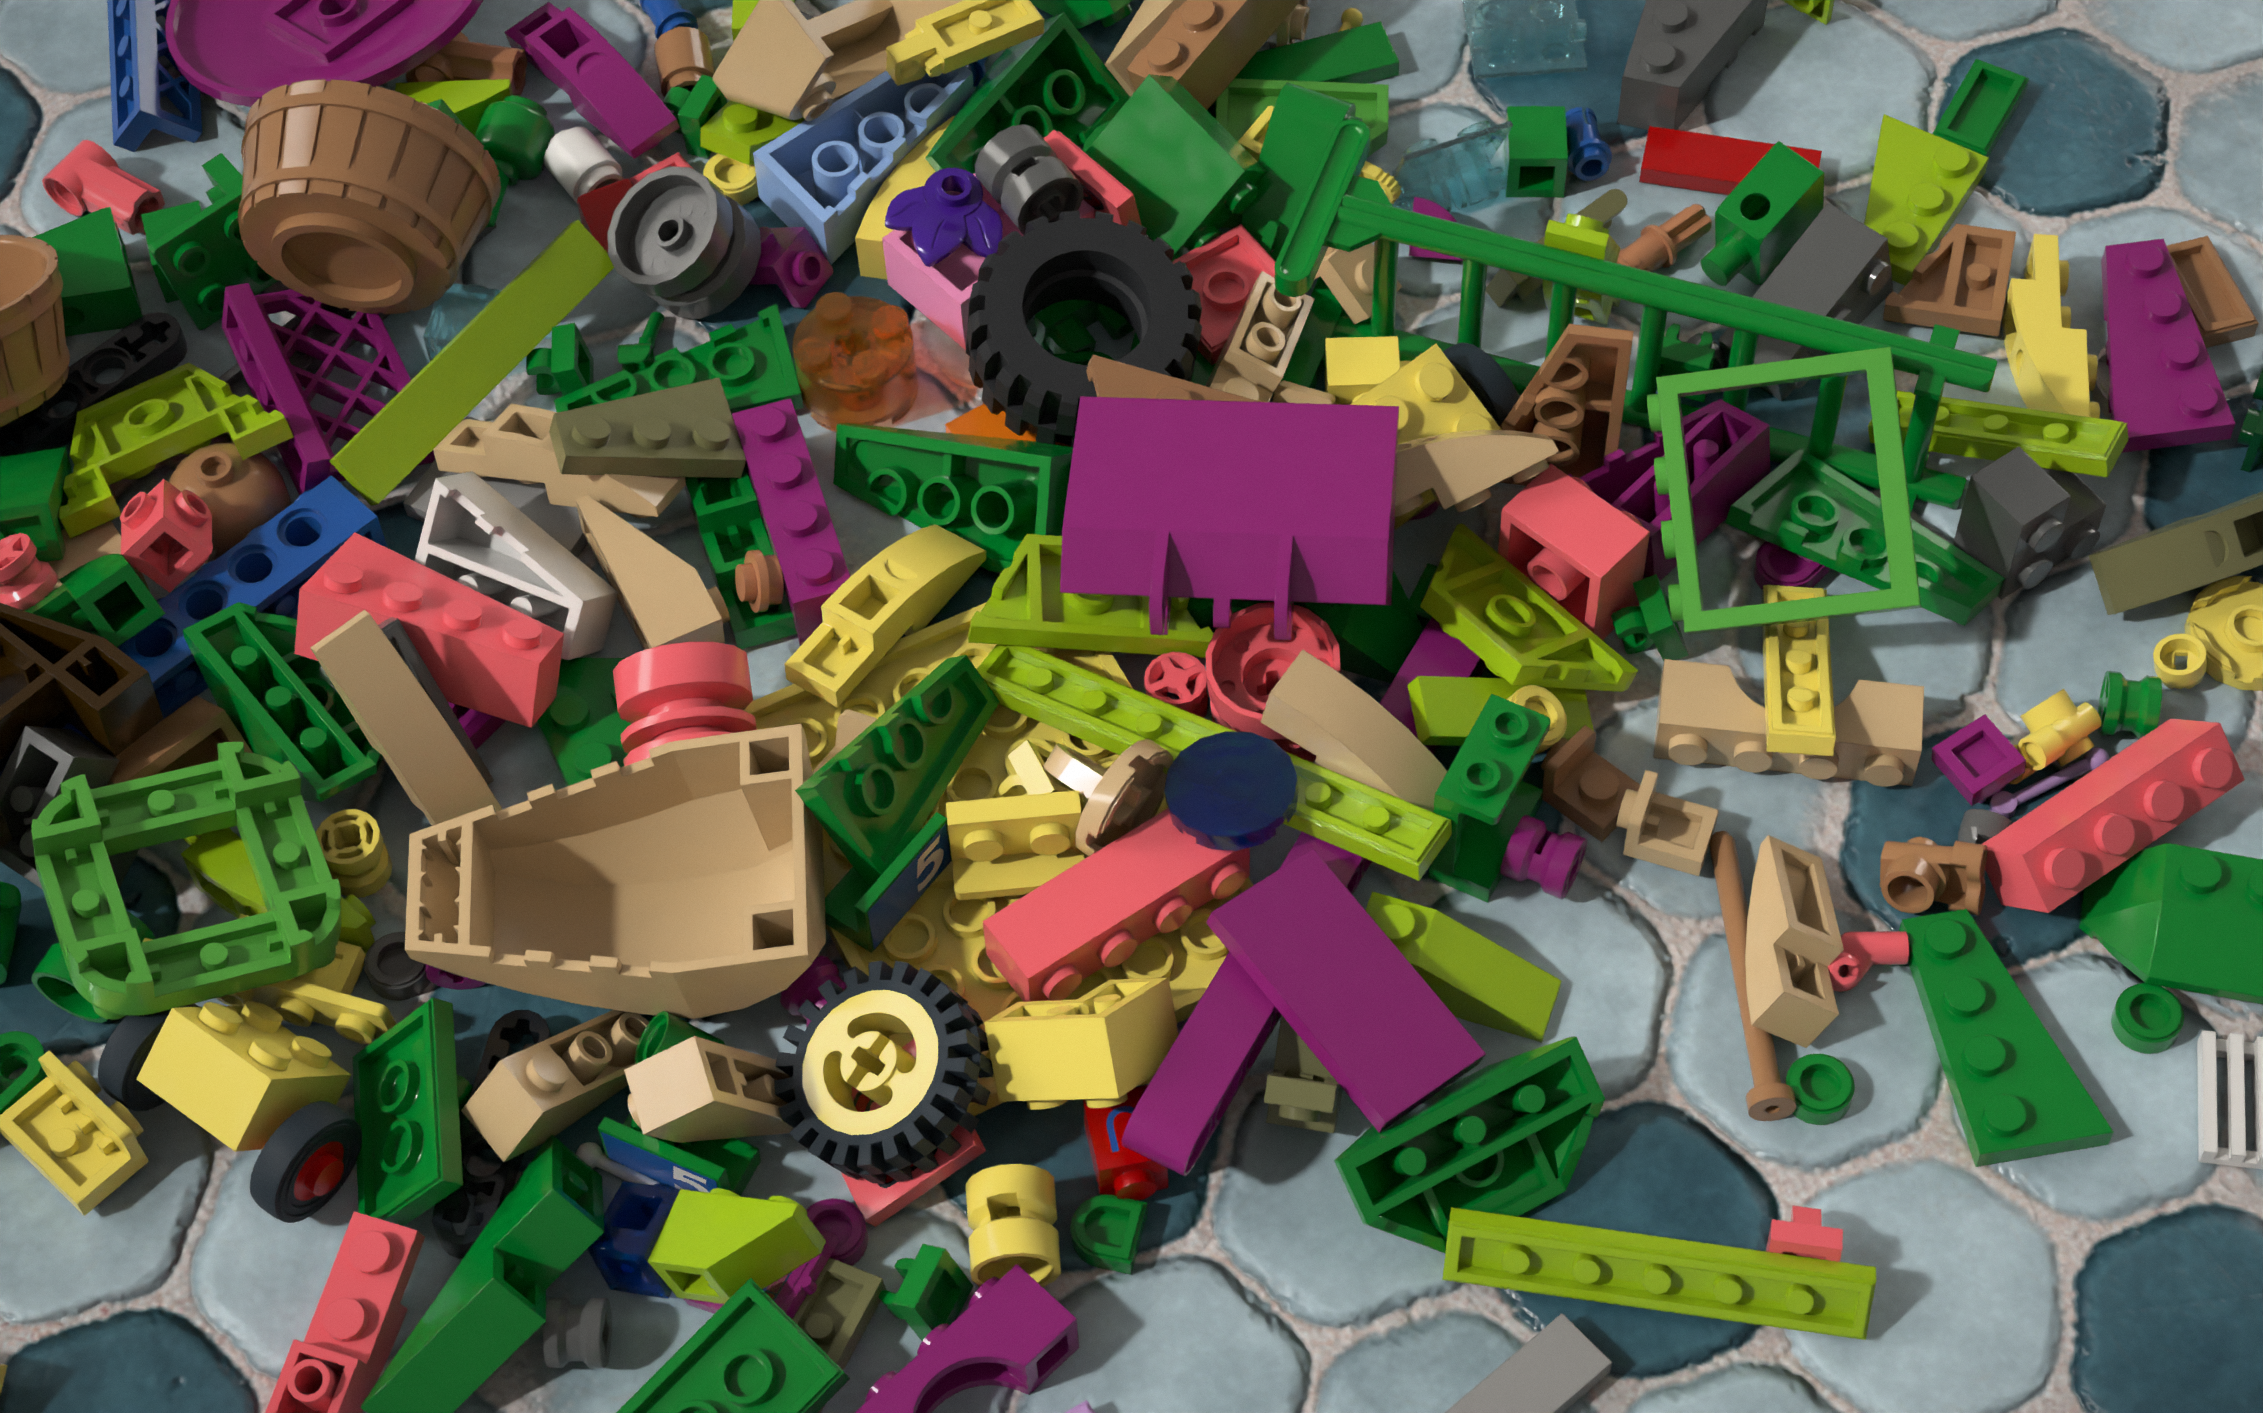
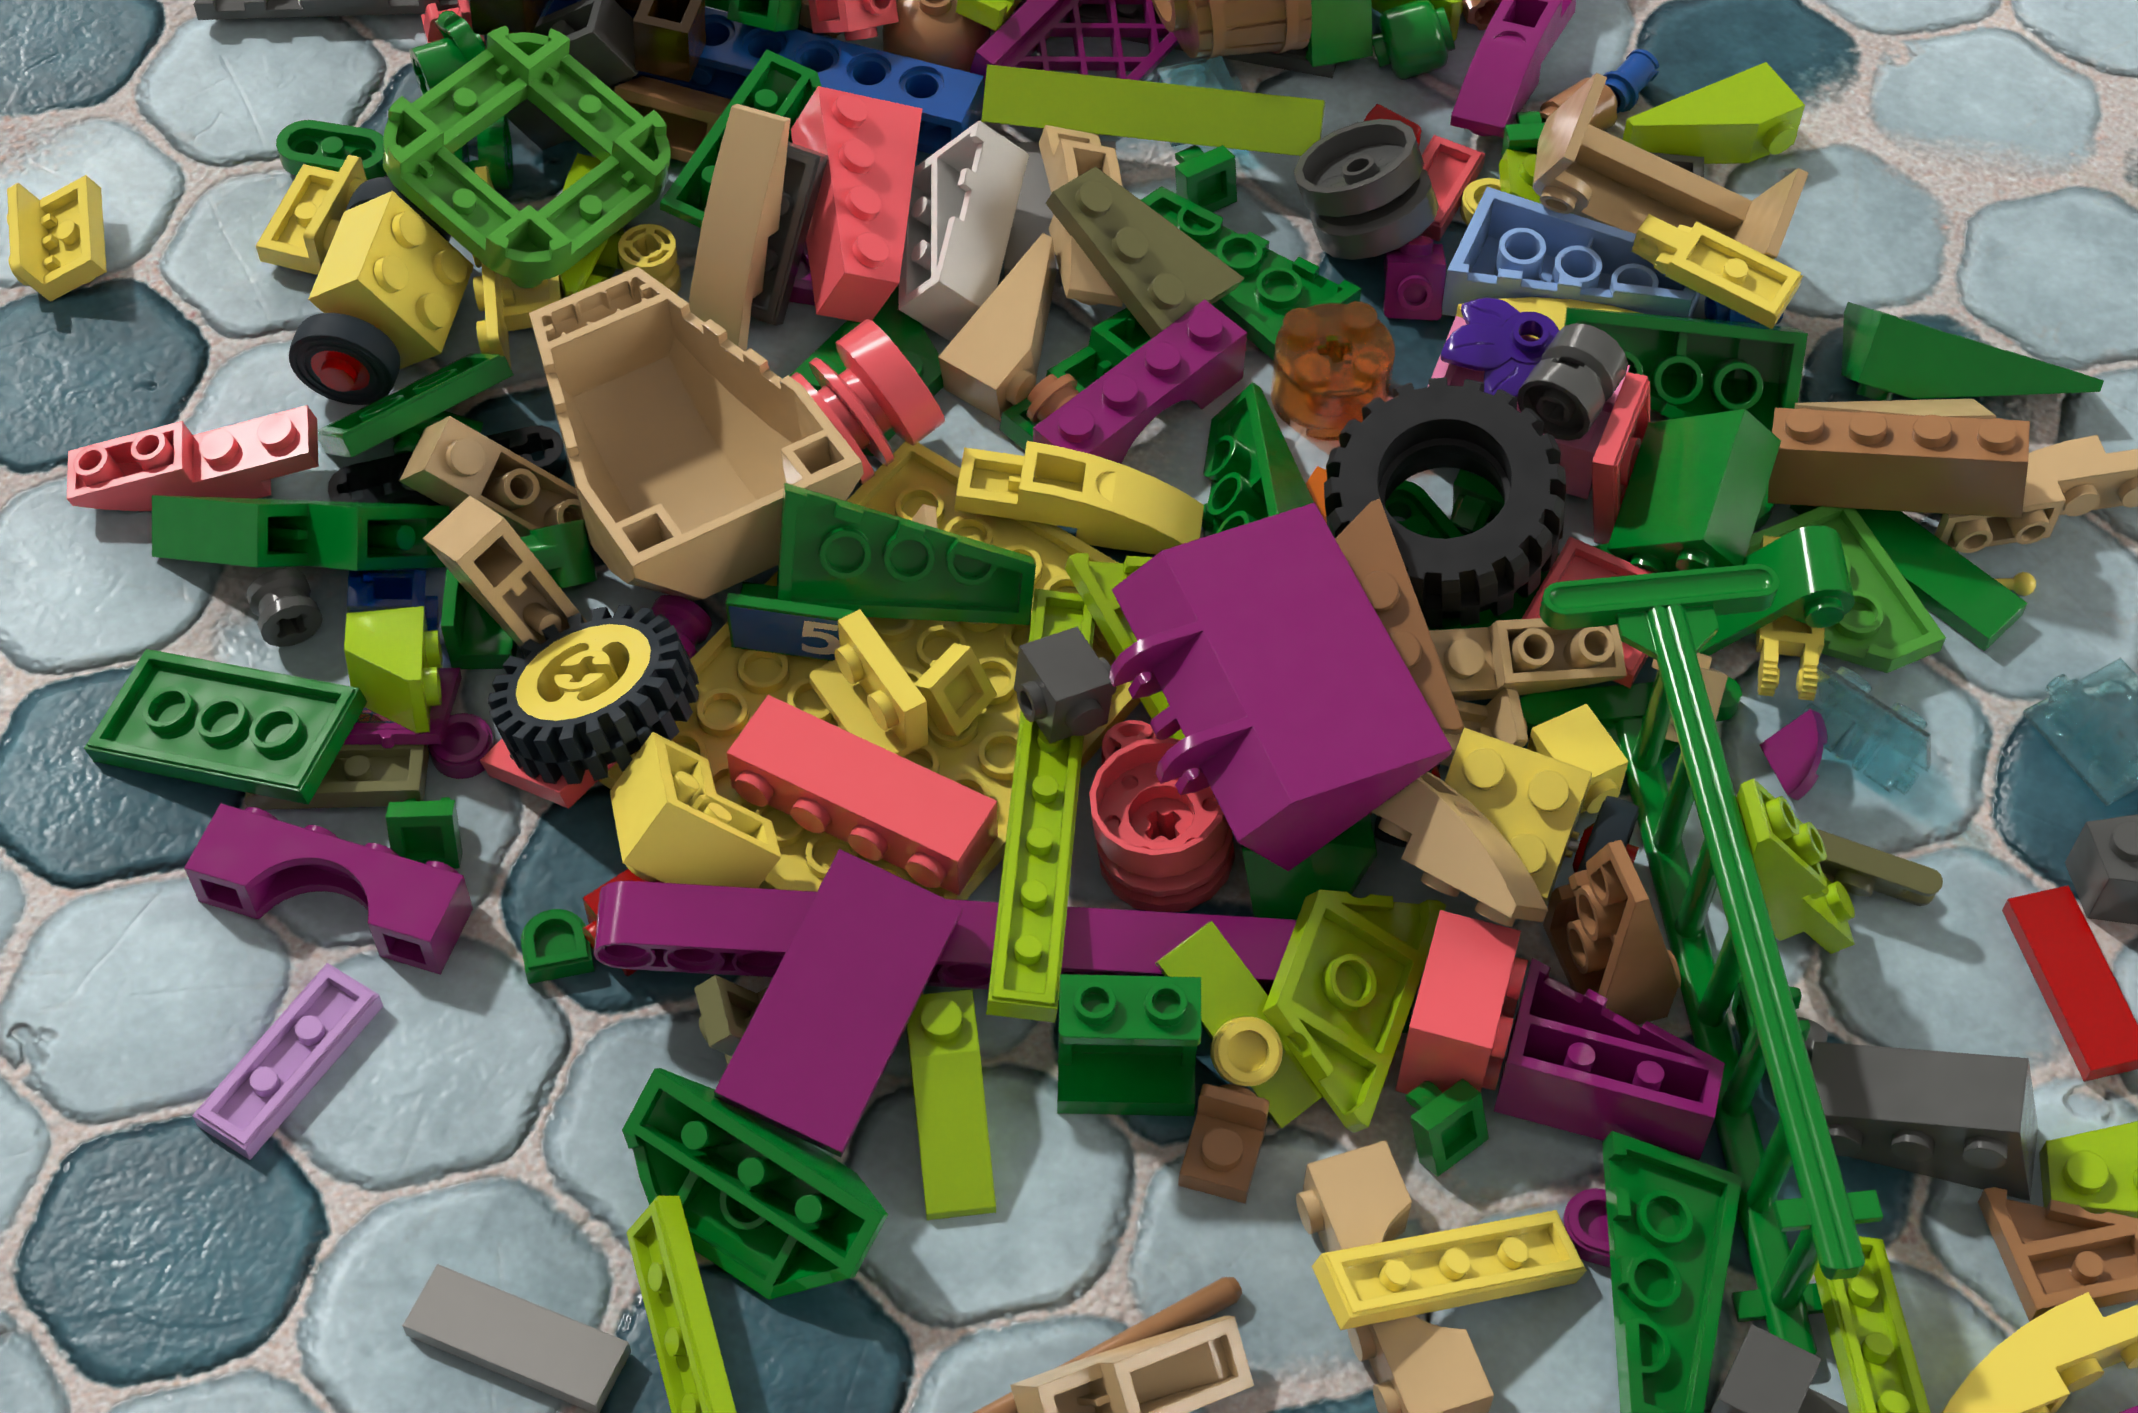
camera: 60 degrees right, 0 degrees up
(580, 162) = (1422, 93): white brick -> none
(641, 355) = (1250, 221): green hand -> none
(1012, 1223) = (510, 864): light yellow wheel -> none
(1116, 796) = (953, 735): tan tile -> none
(1119, 682) = (1063, 685): none -> dark grey brick
(1231, 790) = (993, 819): clear blue tile -> none
(1351, 732) = (1106, 884): tan slope -> none
(1536, 151) = (1958, 796): green brick -> none
(1543, 857) = (1115, 1132): magenta wheel -> none
(1587, 153) = (1993, 844): blue pin -> none
(1661, 243) = (1921, 954): nougat axle -> none
(1665, 827) = (1207, 1224): tan bracket -> none
(1673, 480) = (1671, 1226): bright green window -> none
(1764, 217) = (2005, 1017): green torso -> none

